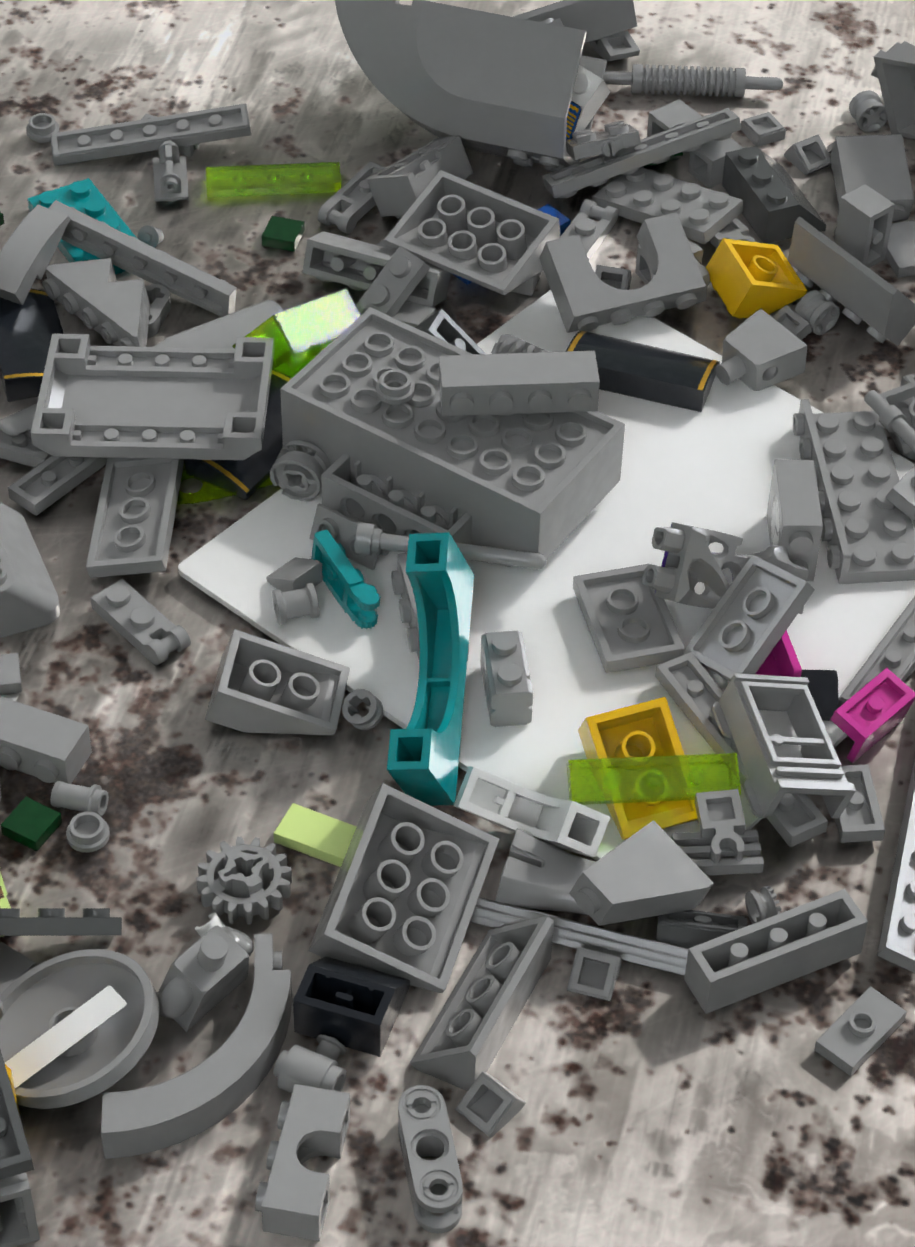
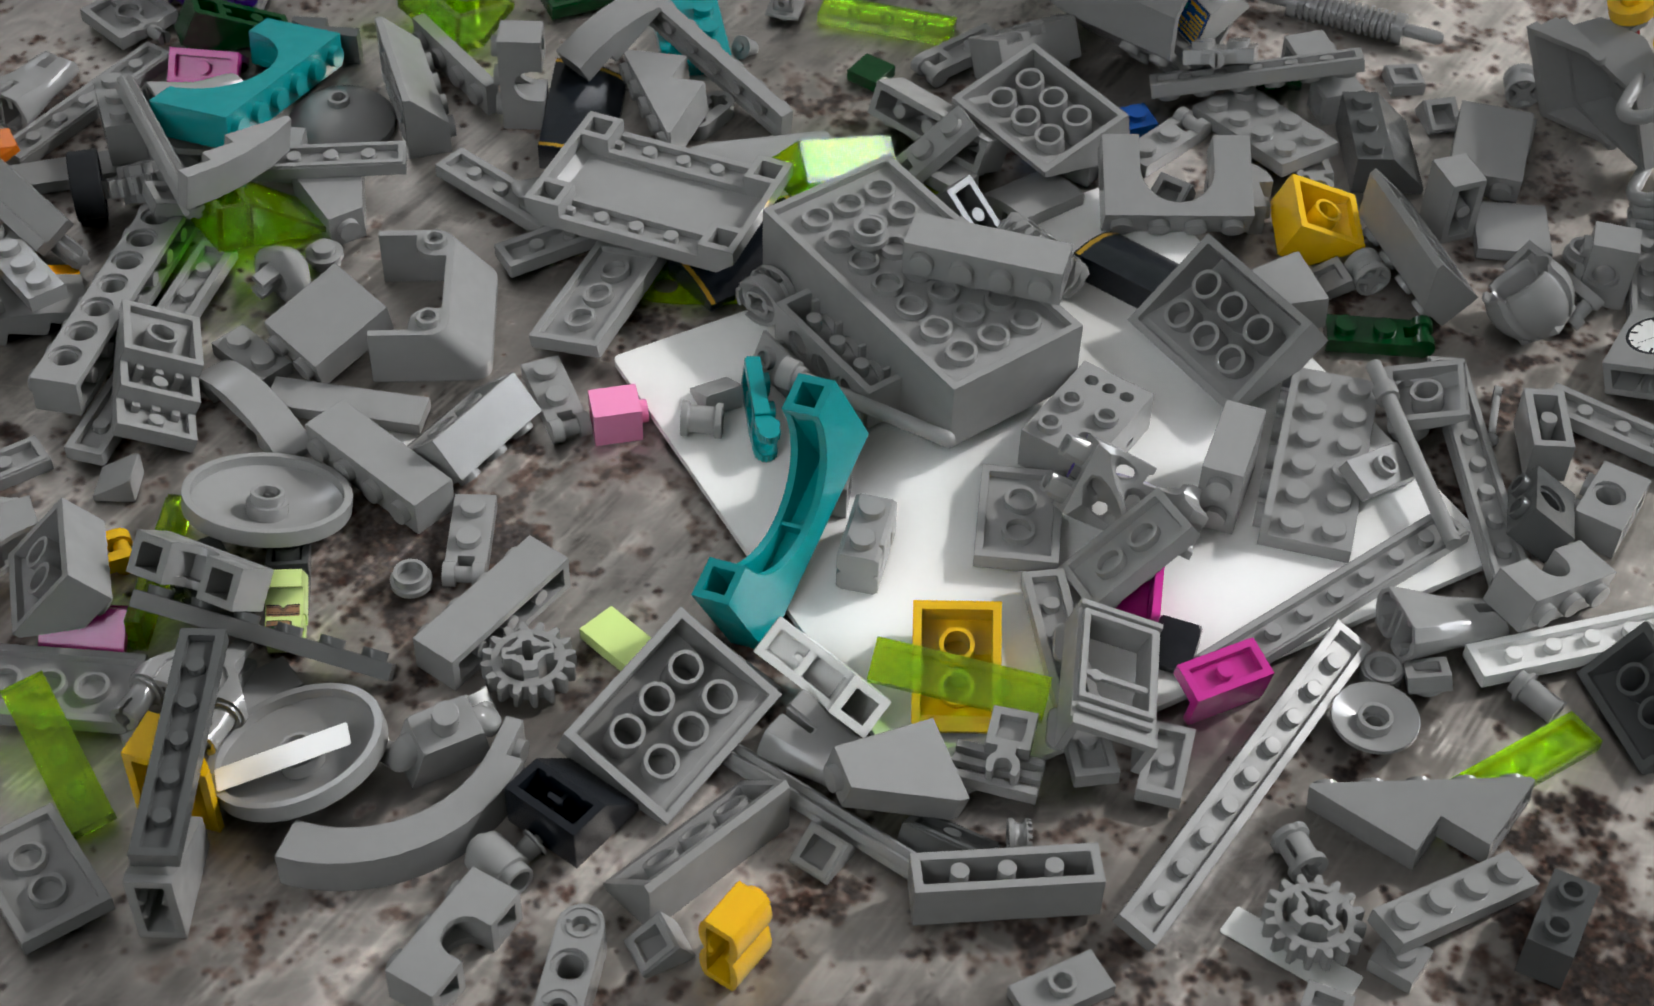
camera: 20 degrees right, 0 degrees up
(31, 823) = (365, 557): dark green tile -> none
(79, 797) = (421, 547): light grey pin -> none
(81, 667) = (477, 428): none -> light grey slope
(124, 779) = (469, 538): none -> light grey plate
(183, 834) = (506, 595): none -> light grey brick
(208, 620) = (617, 414): none -> bright pink brick
(276, 689) = (645, 493): light grey slope -> none
(349, 709) = (710, 531): light grey bush -> none
(495, 315) = (1035, 197): none -> light grey slope
(566, 1071) = (735, 935): none -> yellow brick
(644, 499) = (1086, 403): none -> light grey piece
(735, 392) = (1226, 326): none -> light grey slope
(852, 368) = (1380, 335): none -> dark green plate

